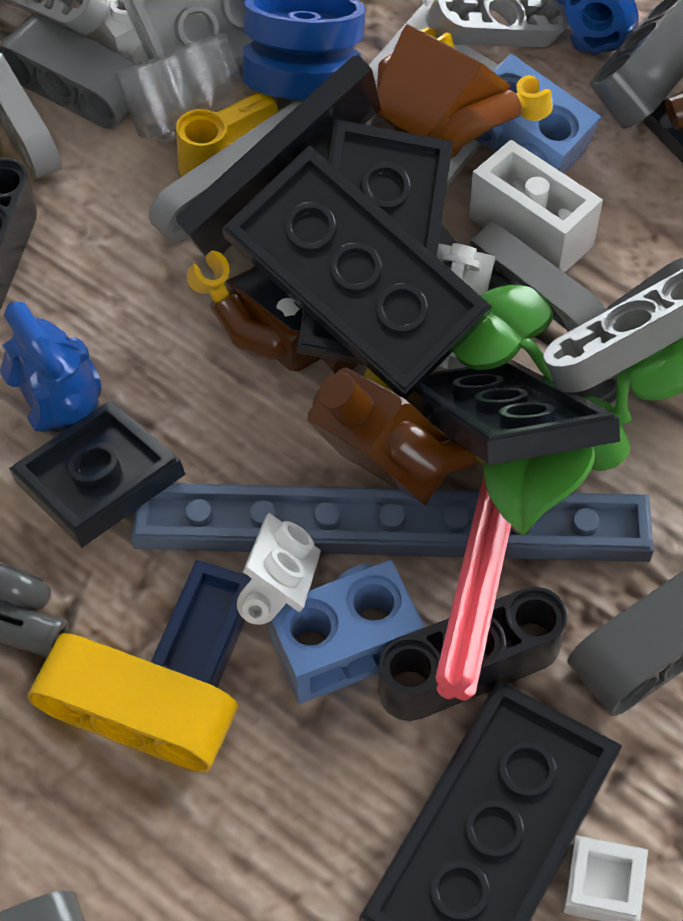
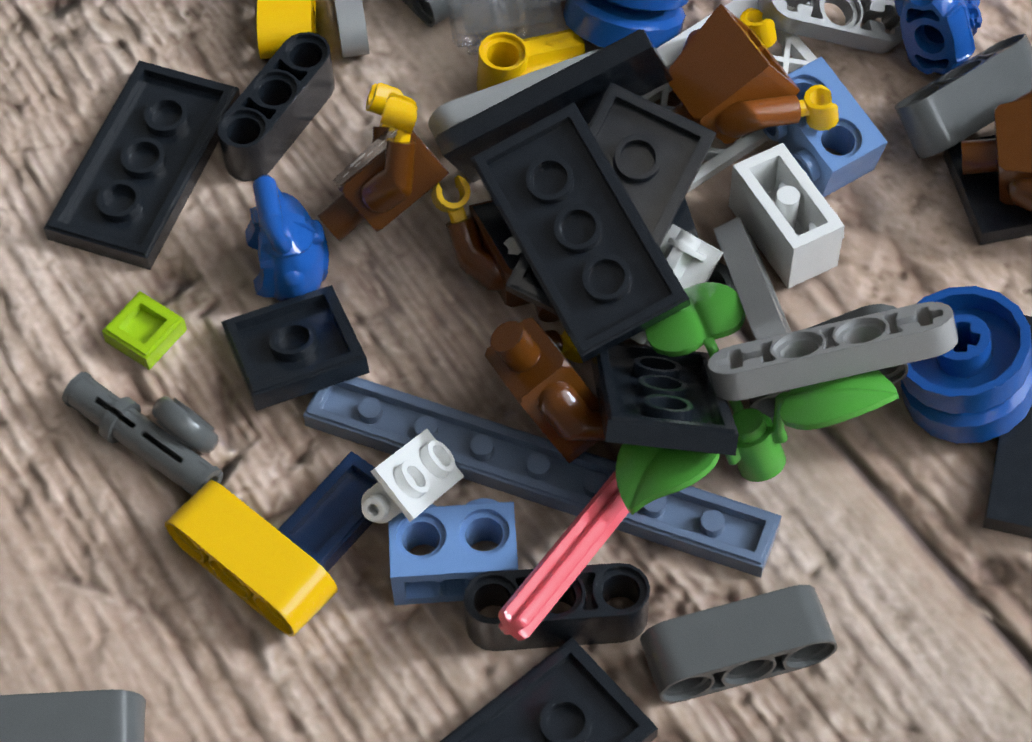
camera: 20 degrees right, 0 degrees up
(136, 264) = (388, 173): none -> reddish brown torso

